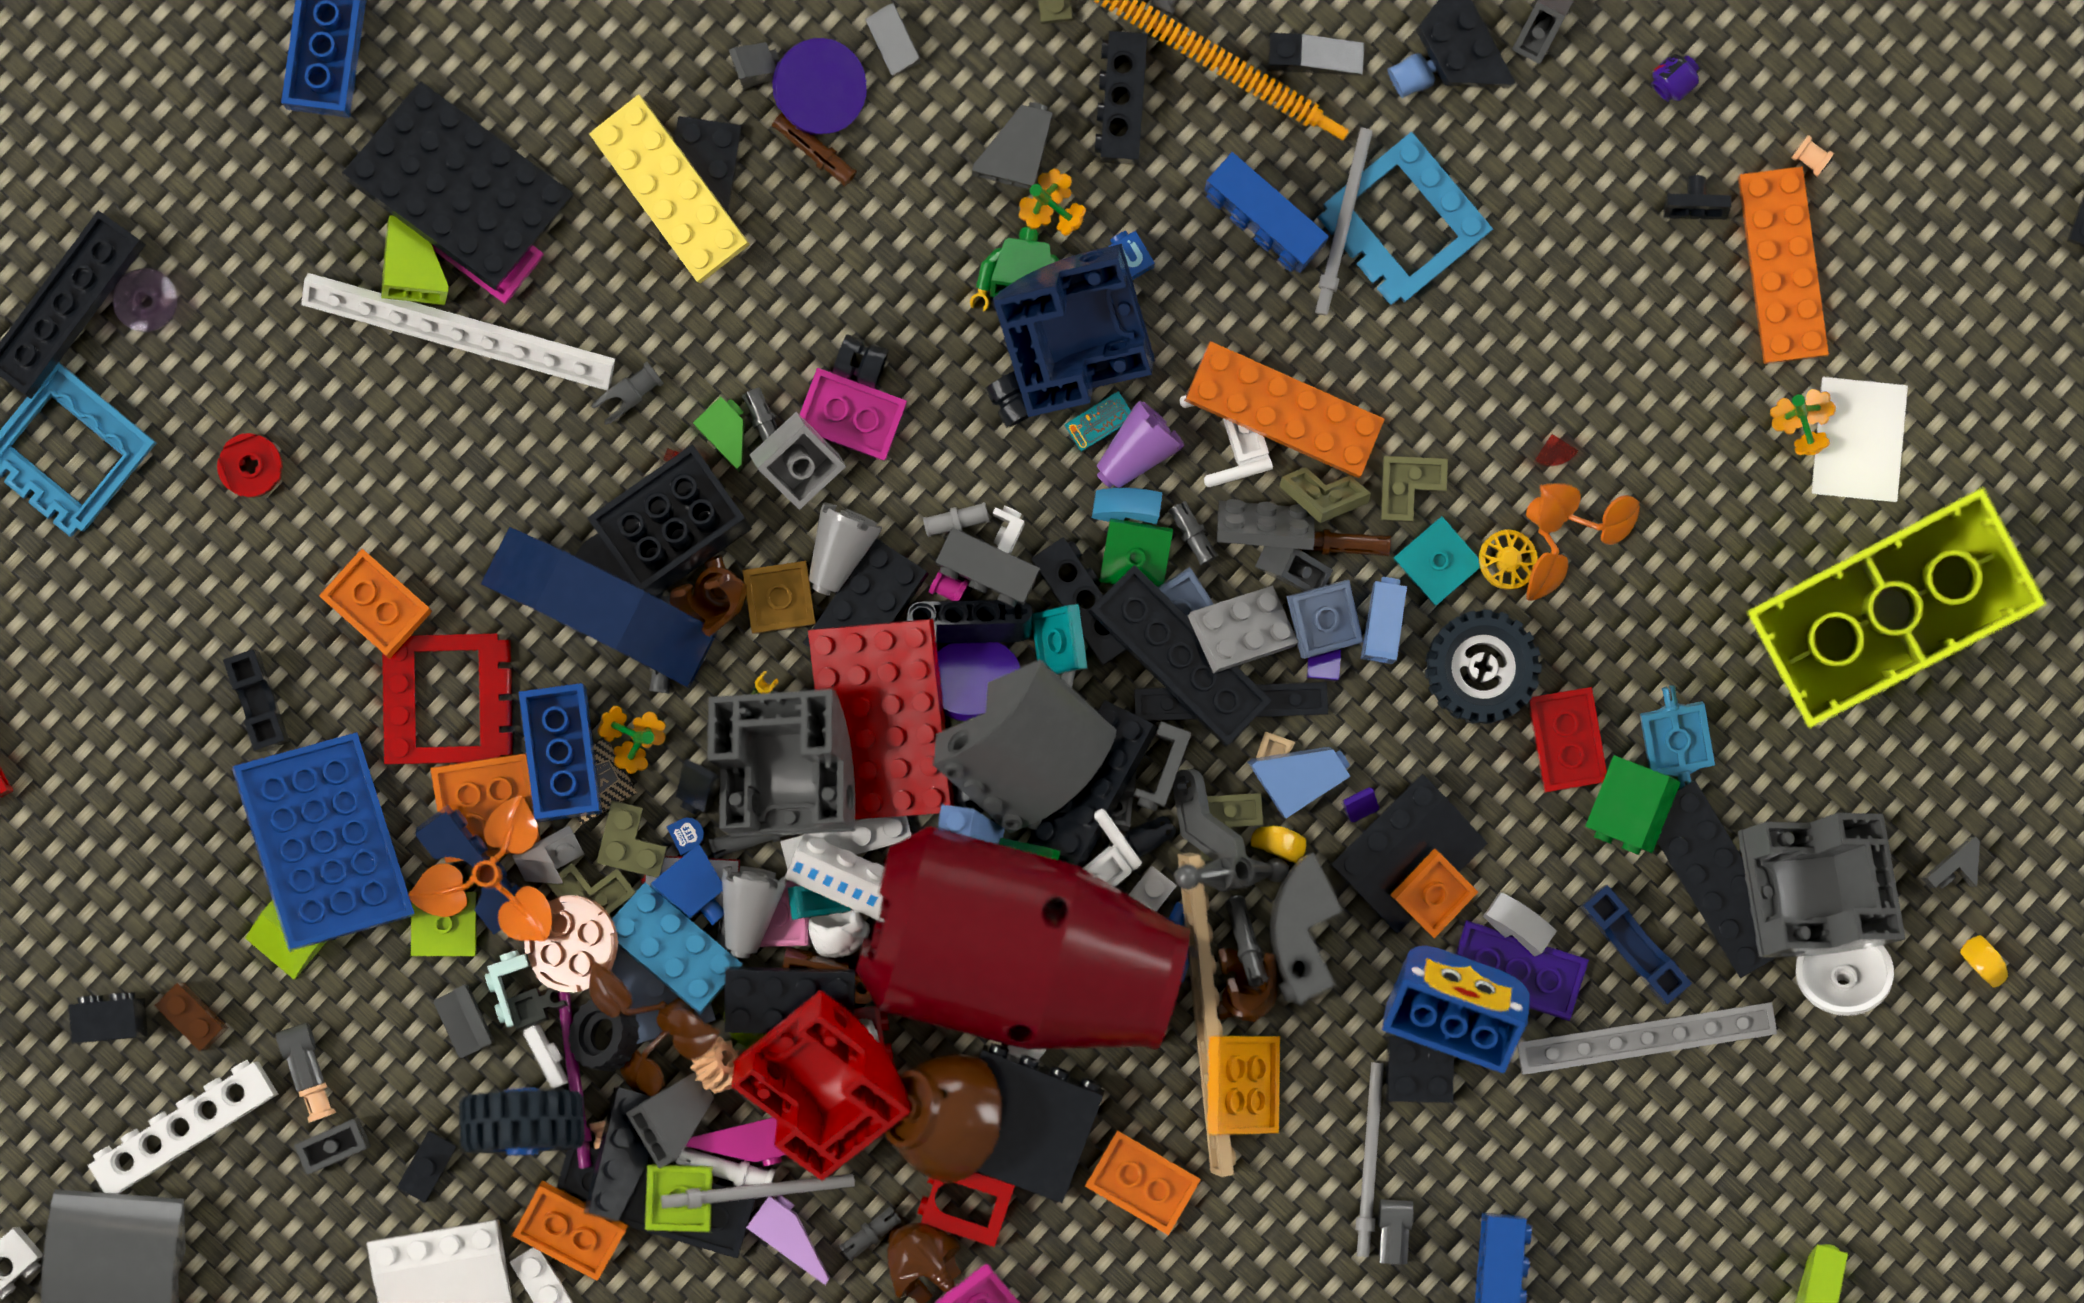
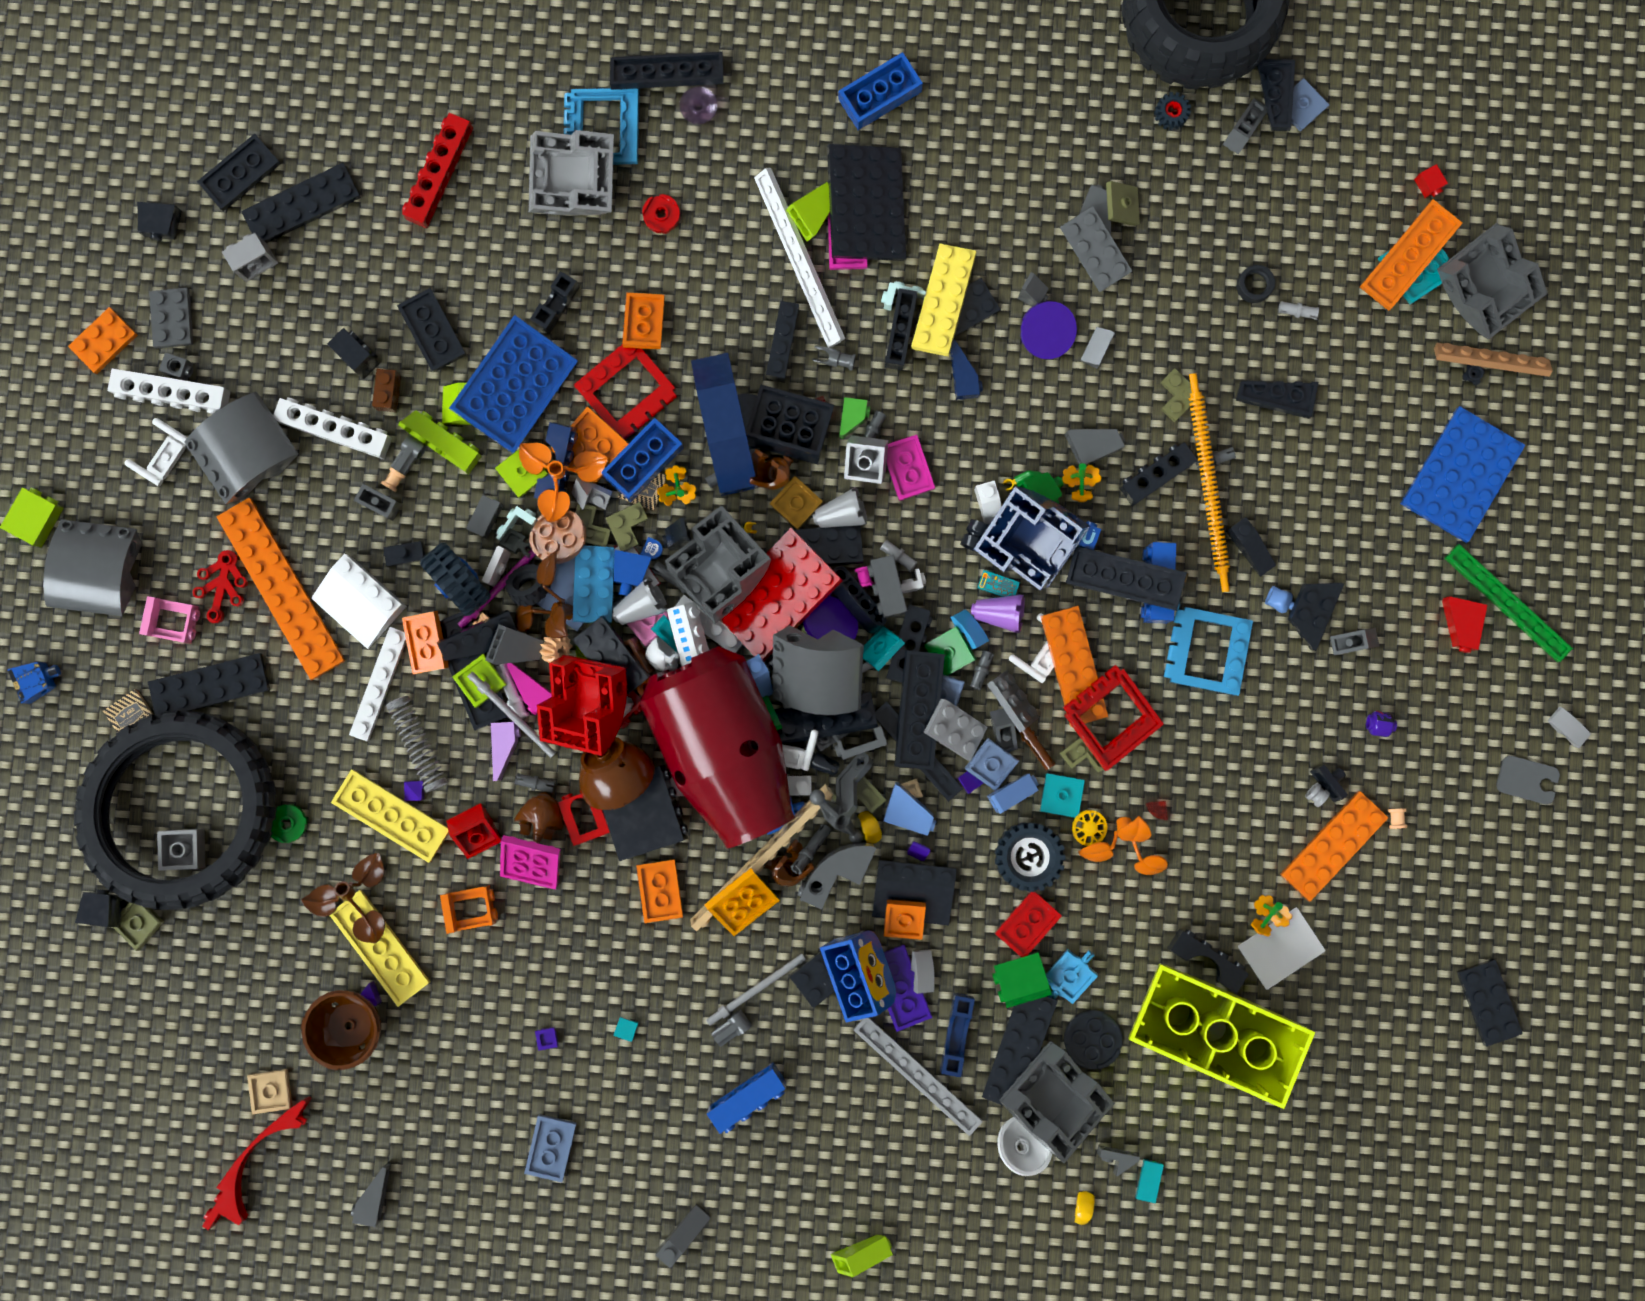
camera: 55 degrees right, 0 degrees up
(102, 541) = (571, 173): none -> light grey slope
(157, 893) = (431, 330): none -> black plate
(318, 998) = (441, 441): none -> lime wedge
(552, 443) = (782, 341): none -> black arch
(605, 257) = (888, 297): none -> light aqua bracket
(662, 276) = (900, 329): none -> black brick
(793, 244) = (964, 376): none -> dark blue slope
(816, 150) = (1017, 353): reddish brown pin -> none
(870, 366) = (939, 457): black wheel -> none
(980, 346) = (988, 500): none -> white slope
(1226, 251) = (1127, 578): none -> black plate
(1321, 499) = (1046, 717): olive plate -> none
(1329, 281) = (1151, 638): light grey bar -> none
(1434, 414) = (1131, 736): none -> red hinge
(1700, 233) = (1317, 794): none -> light grey wheel
(1760, 558) = (1228, 974): none -> black arch
(1782, 775) = (1093, 1039): none -> black tile
(2018, 849) = (1149, 1181): none -> teal tile

